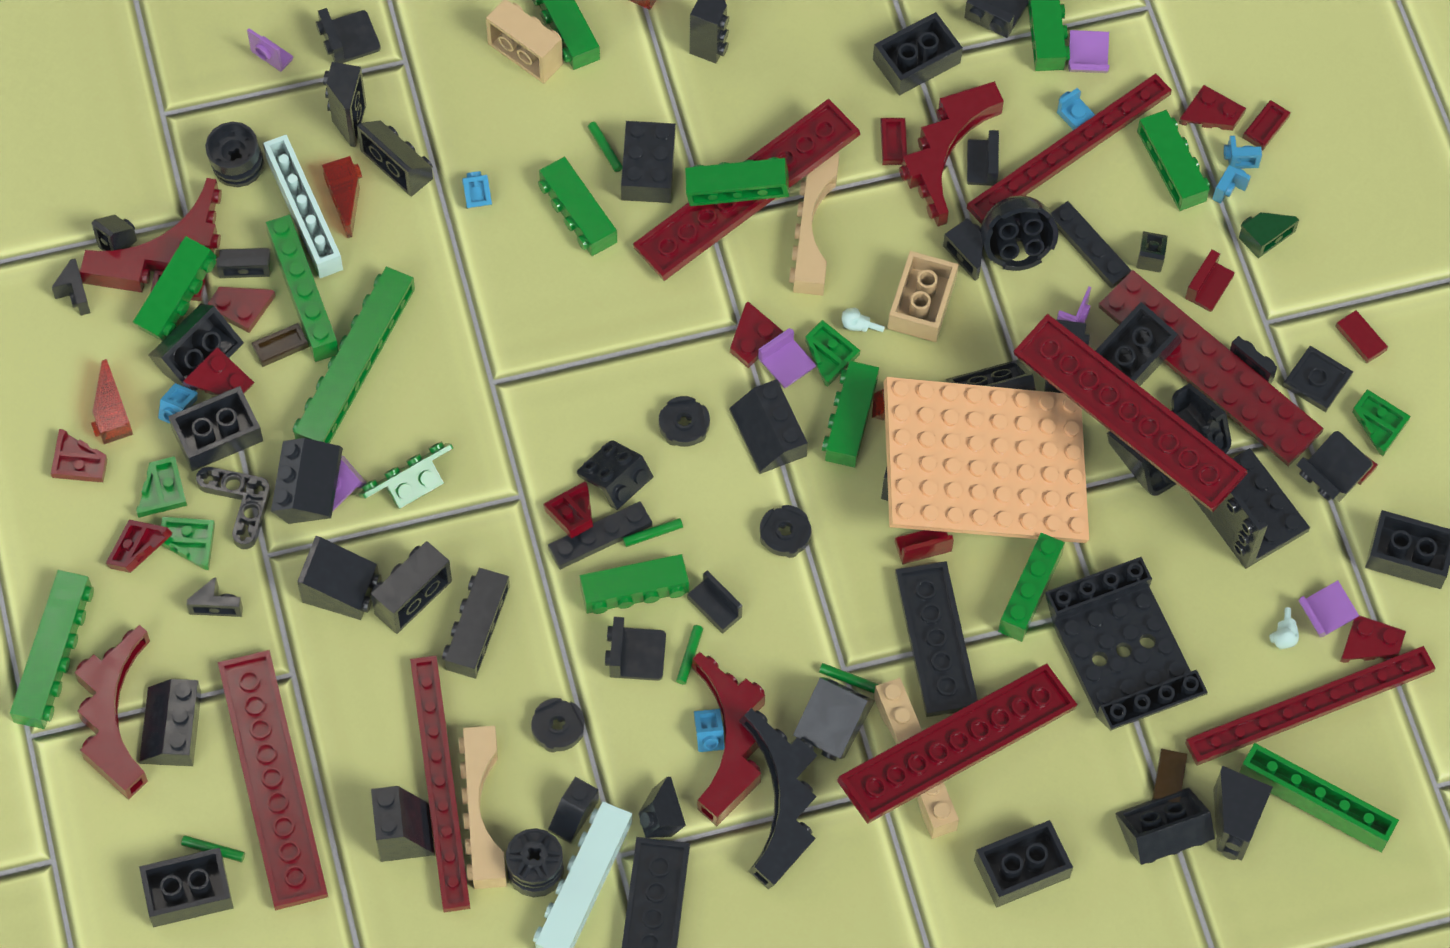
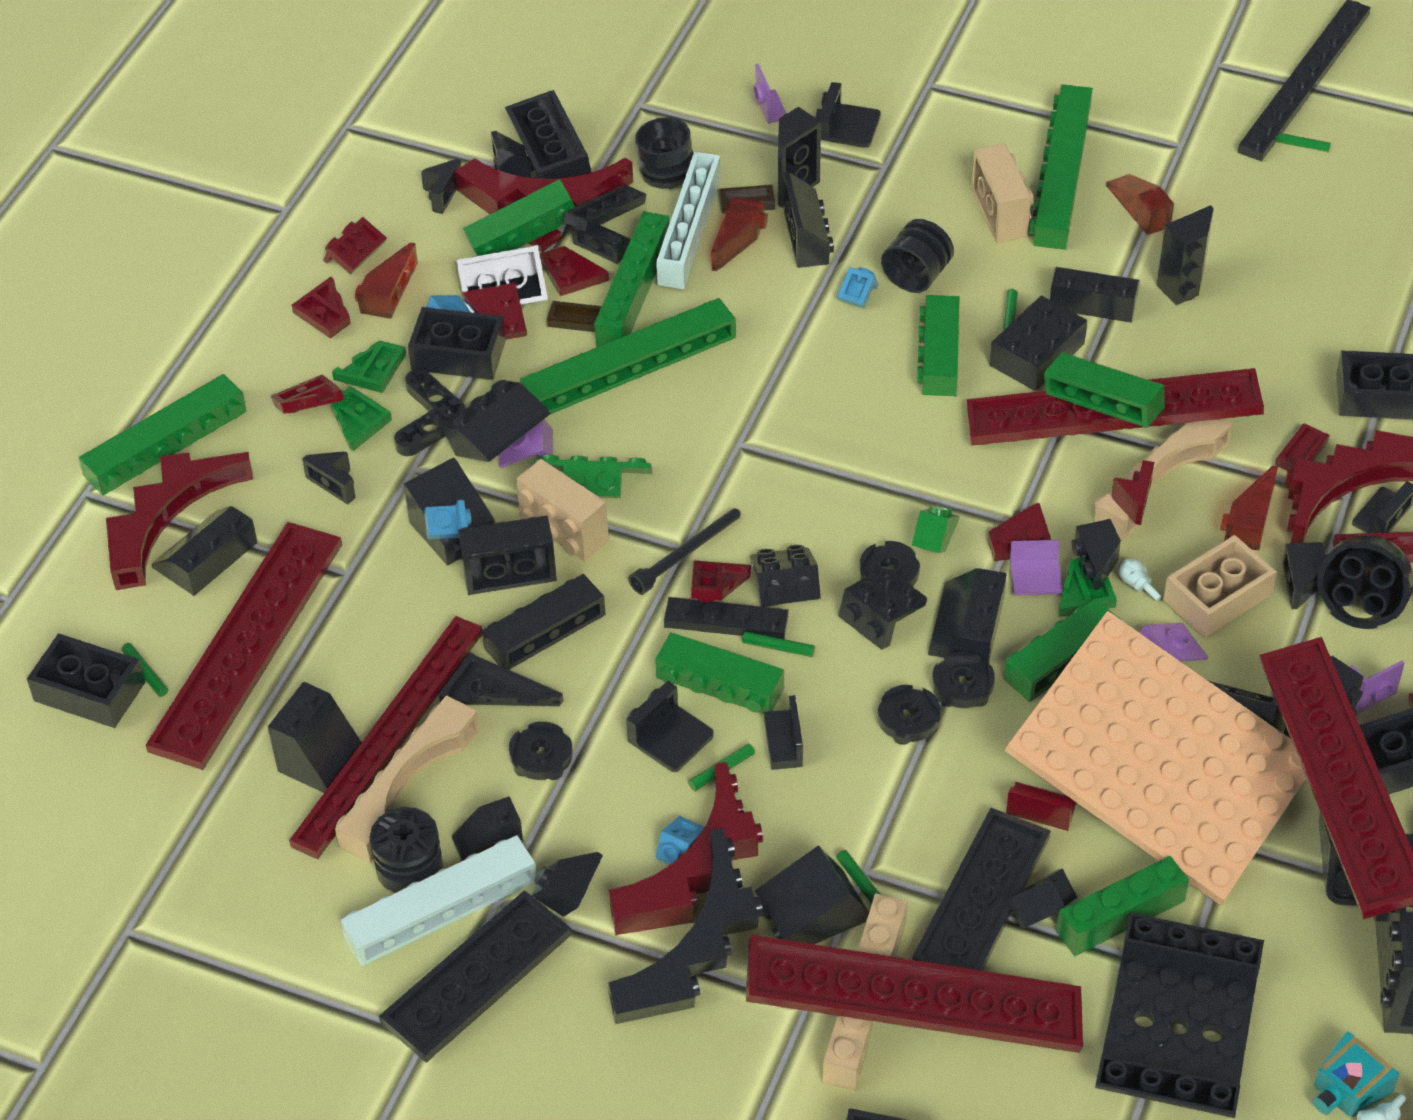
camera: 40 degrees right, 15 degrees down
(50, 387) = (355, 245): none -> dark red bracket
(130, 194) = (549, 137): none -> black slope
(231, 236) = (604, 208): none -> black plate
(328, 150) = (760, 193): none -> dark brown tile
(351, 589) = (446, 520): none -> dark azure bracket
(415, 521) = (574, 513): none -> tan brick
(477, 697) = (490, 684): none -> black wing
(506, 137) = (917, 255): none -> black wheel
(518, 541) = (643, 579): none -> black piece
(654, 89) = (1095, 294): none -> black slope
(693, 369) = (935, 528): none -> green slope
(704, 457) = (878, 603): none -> black bracket
(802, 494) = (963, 695): none -> black plate
(820, 260) = (1133, 494): none -> dark red slope
(824, 319) = (1098, 549): none -> black slope
(901, 226) = (1250, 511): none -> clear red slope
(918, 362) = (1175, 640): none -> medium lavender piece
(978, 616) = (1042, 898): none -> black slope
(1251, 616) = (1353, 1078): none -> teal torso

